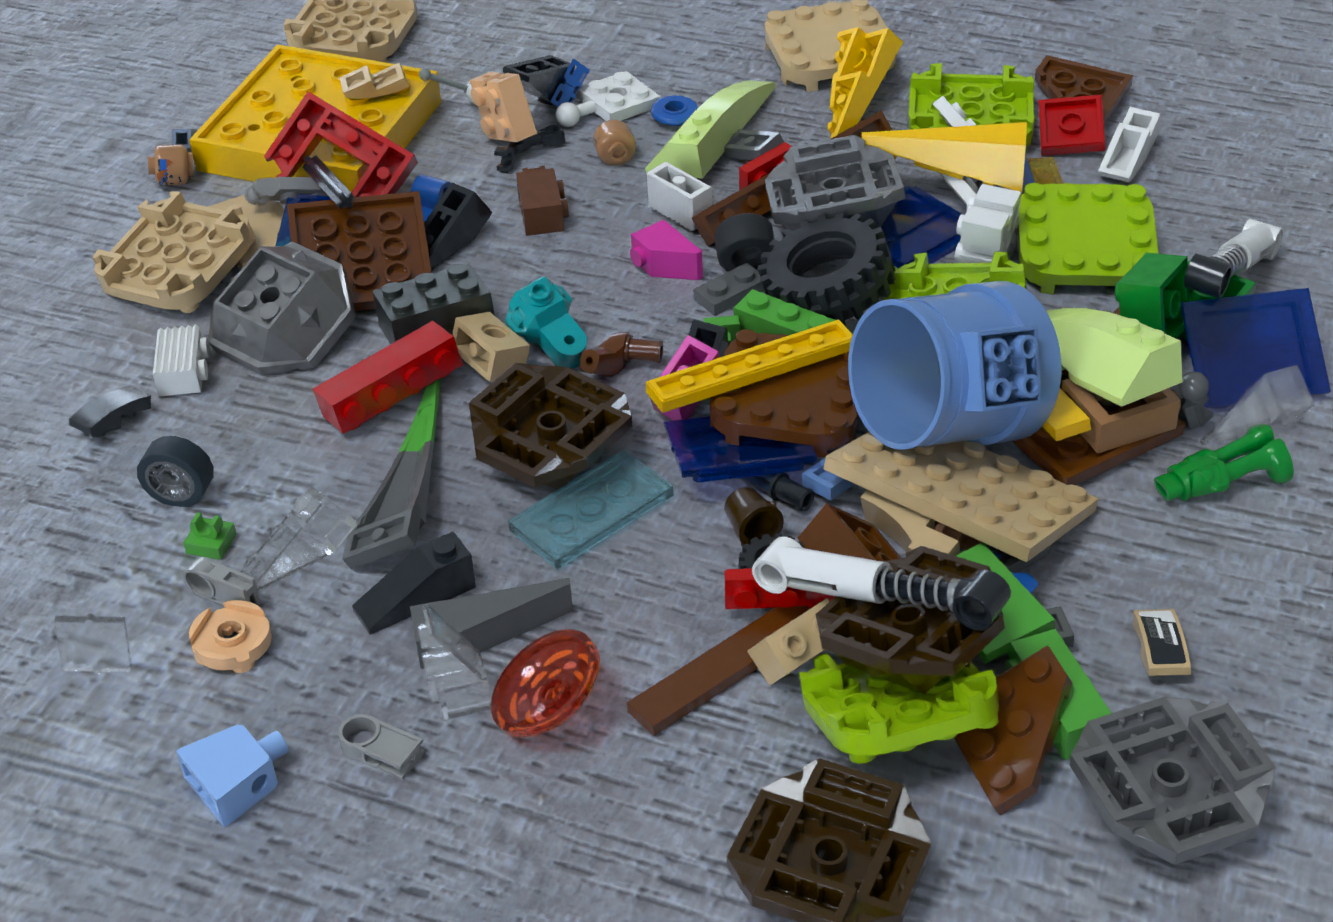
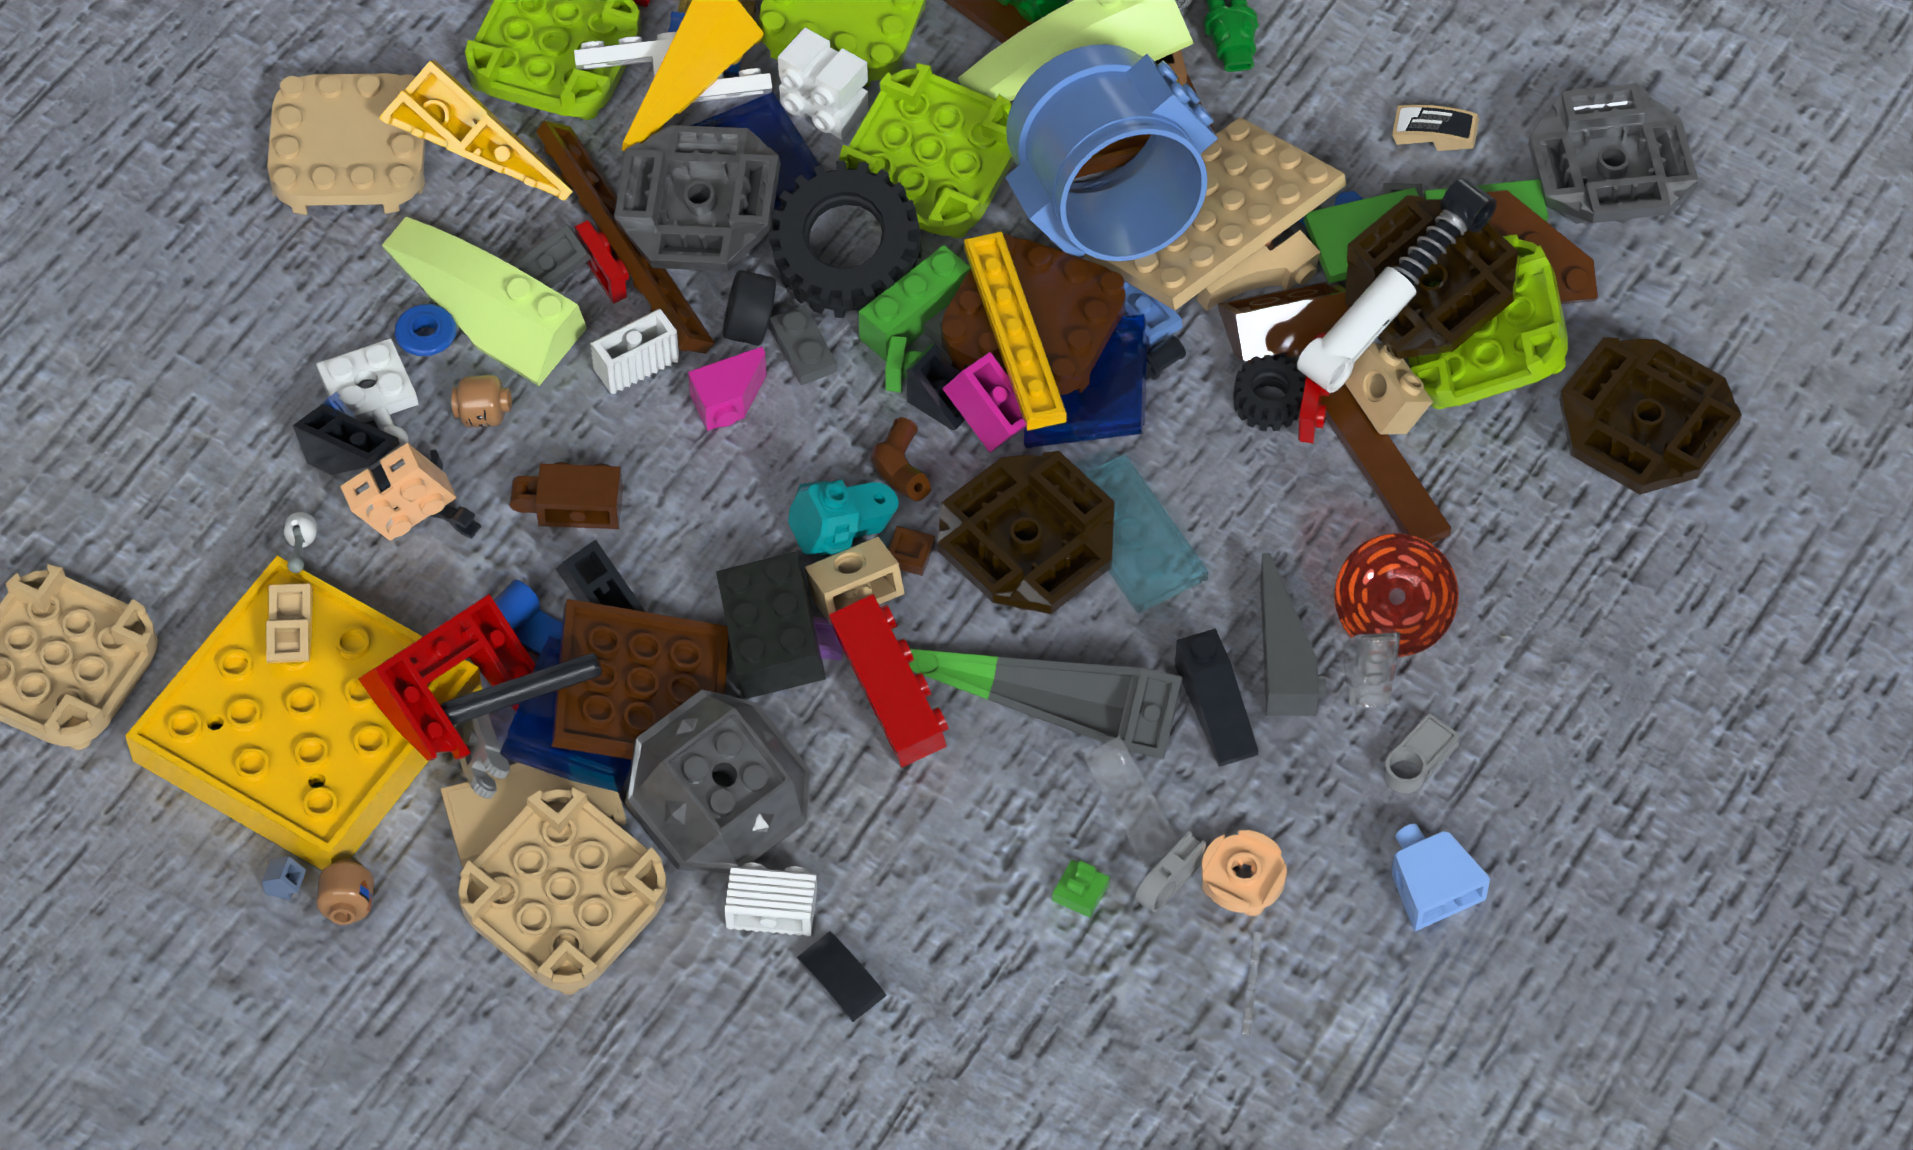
camera: 80 degrees left, 15 degrees up
(175, 471) = (992, 901): black wheel -> none
(752, 515) = (1196, 393): dark brown piece -> none

